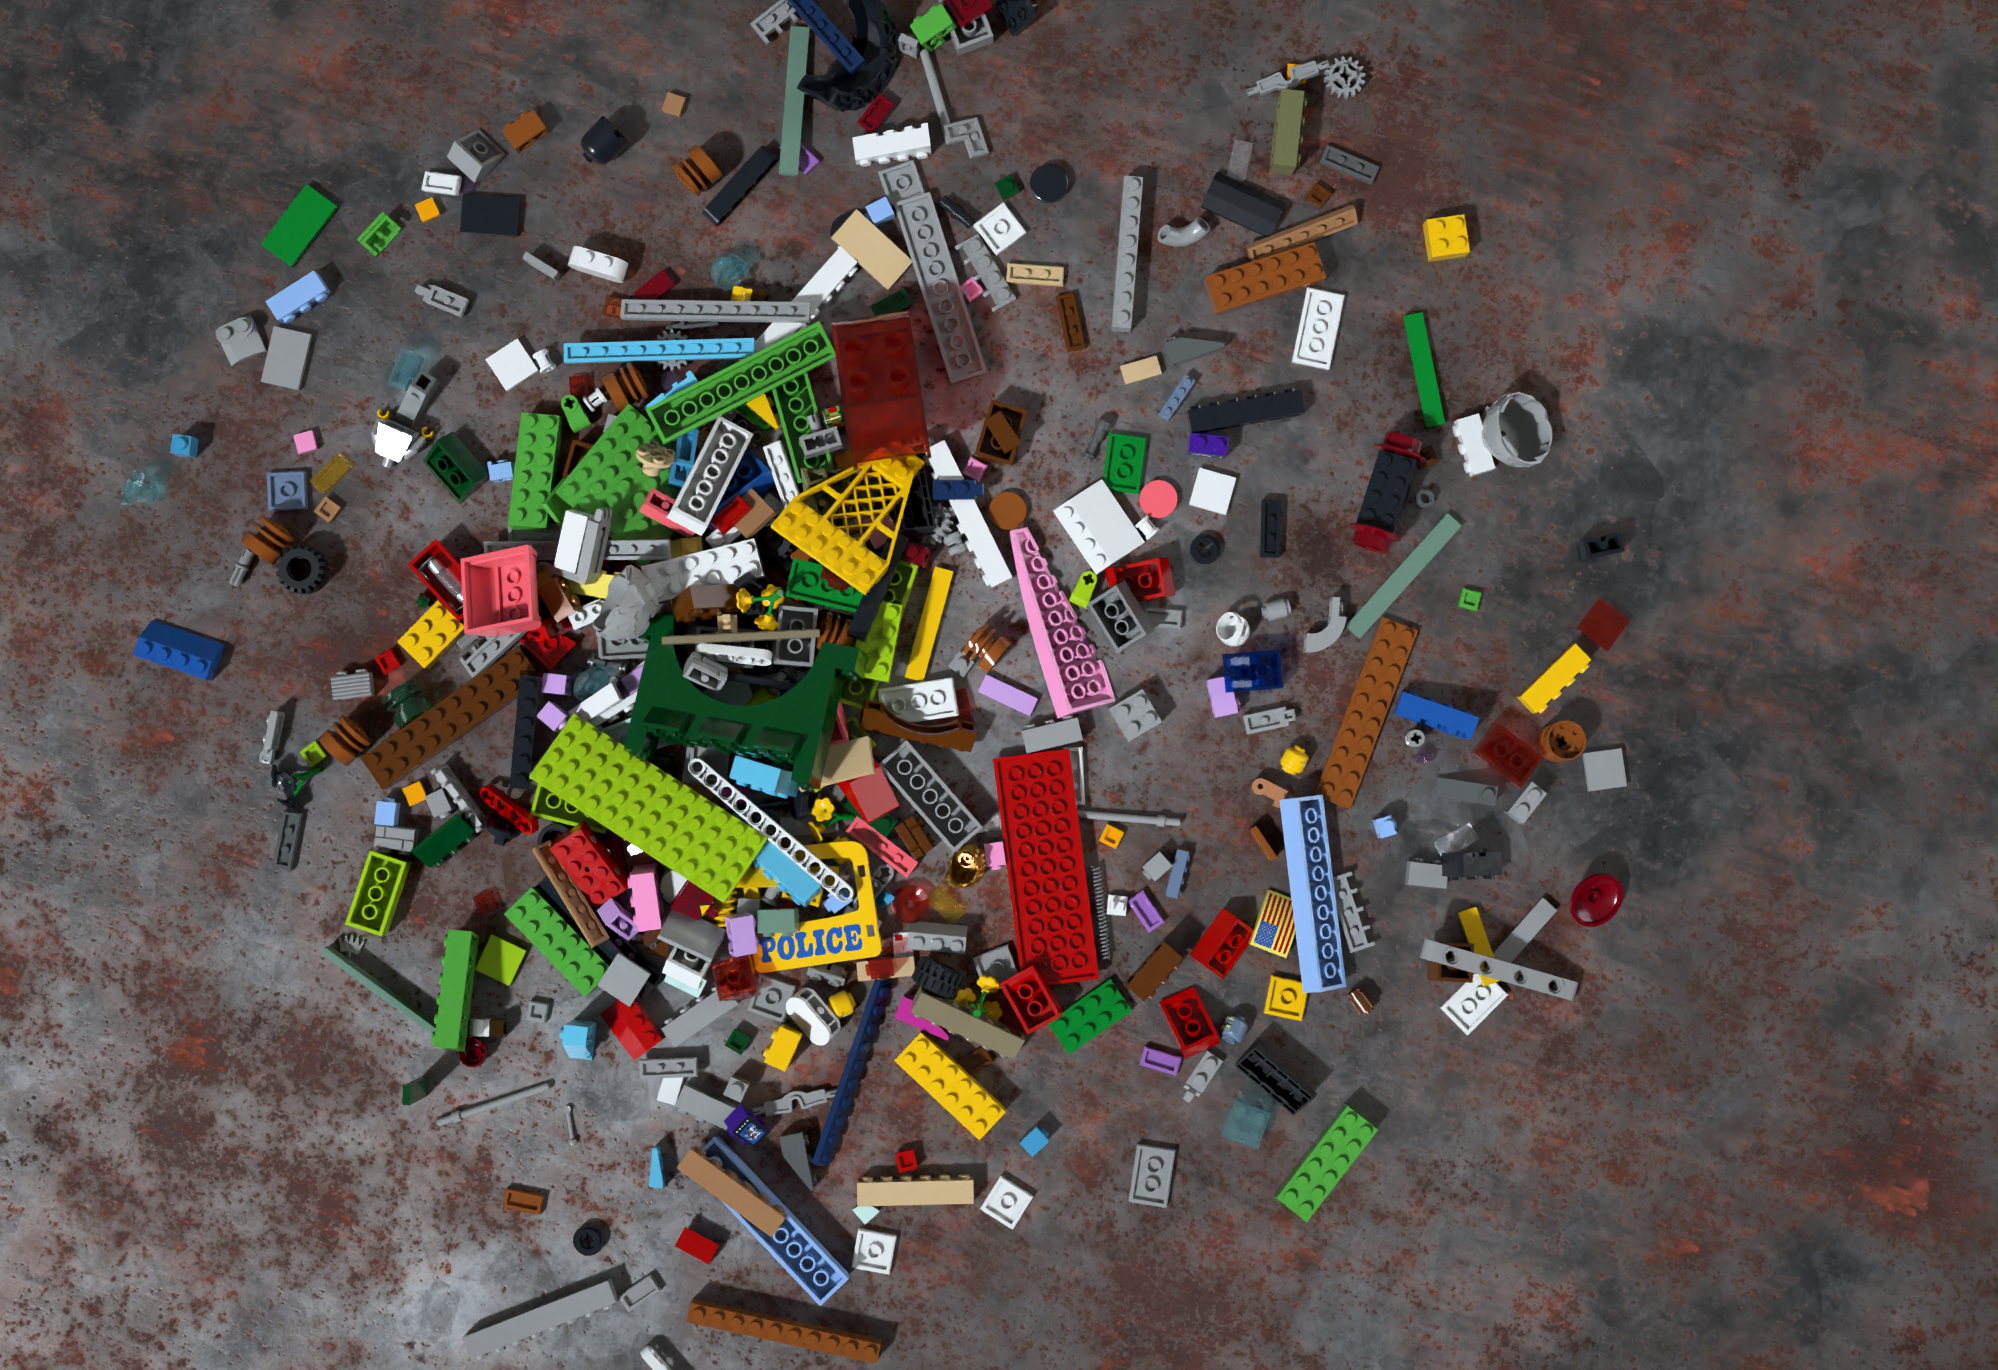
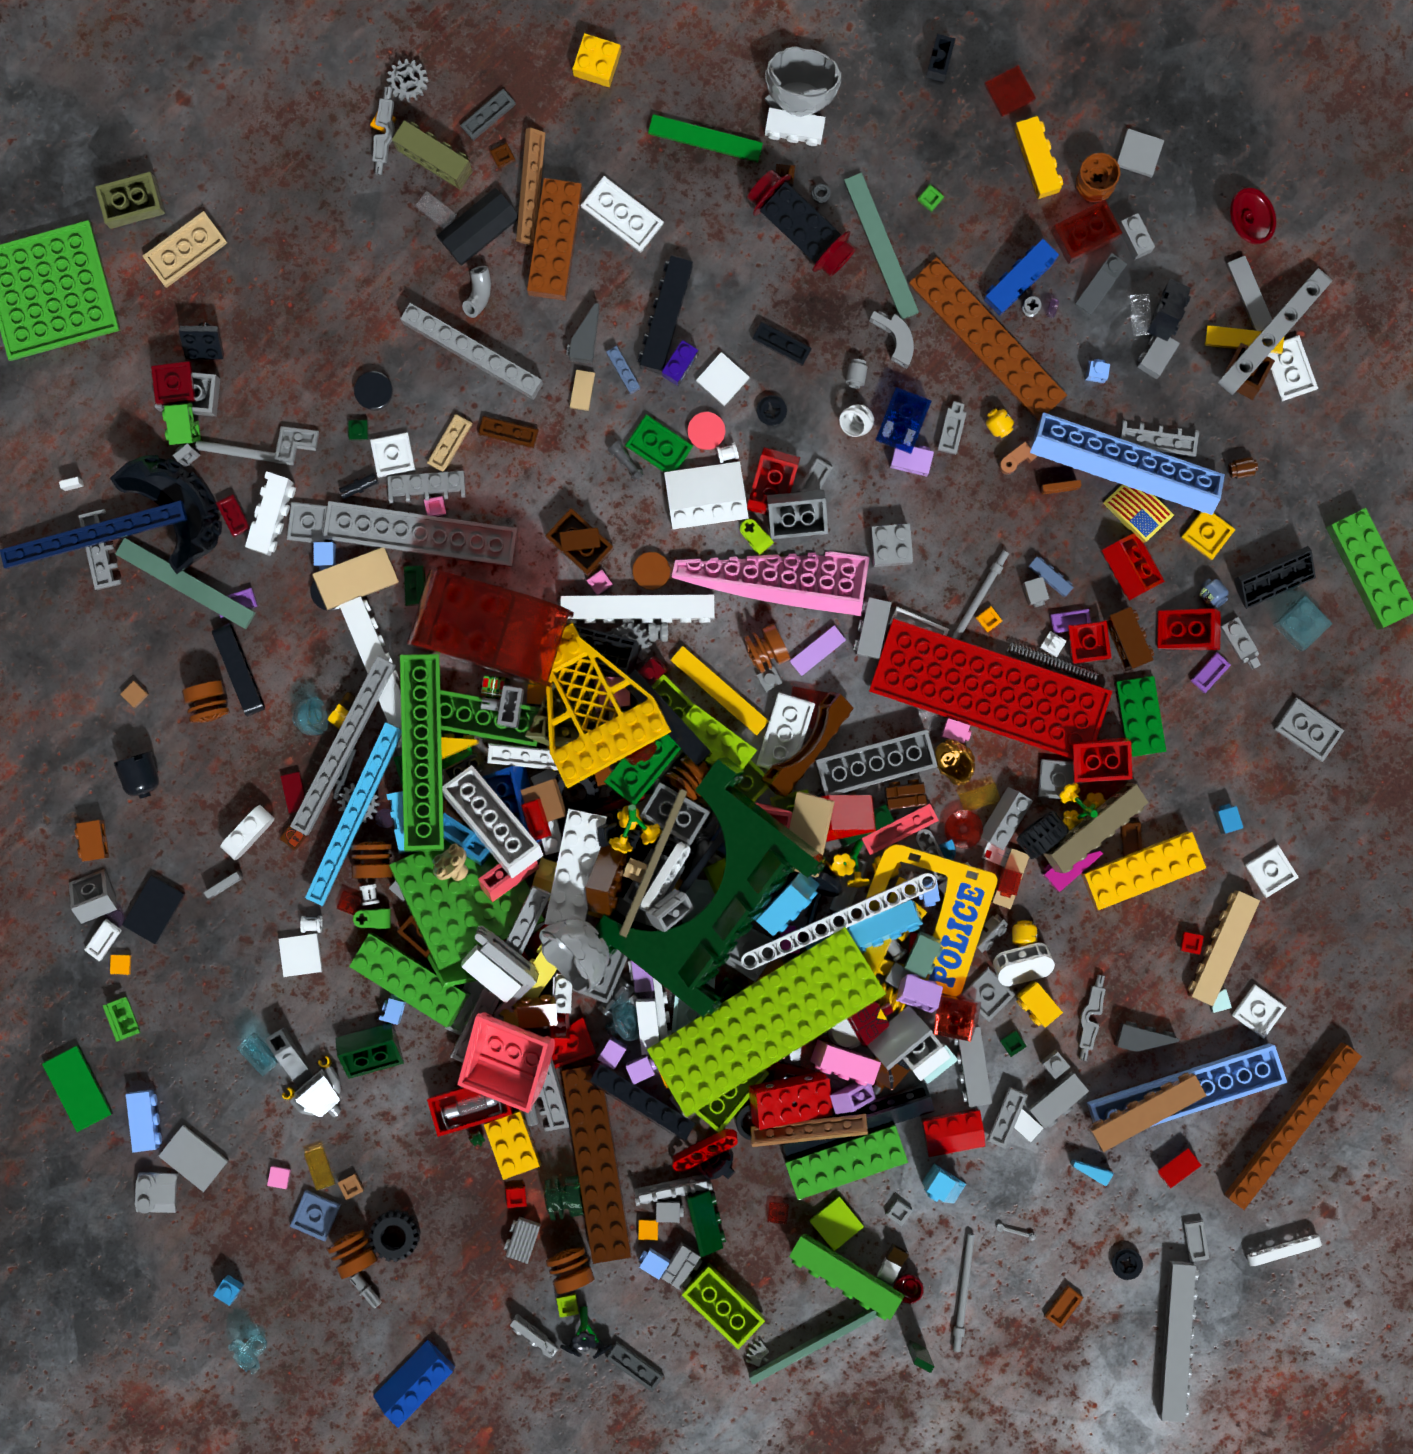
camera: 60 degrees left, 0 degrees up
(443, 299) = (210, 989): light grey hinge -> none
(624, 979) = (910, 1118): light grey tile -> none
(746, 1126) = (1094, 1072): brick -> none
(851, 1073) = (1090, 954): dark blue plate -> none
(957, 490) = (612, 606): dark blue hinge -> none
(1133, 936) = (1089, 642): none -> red slope

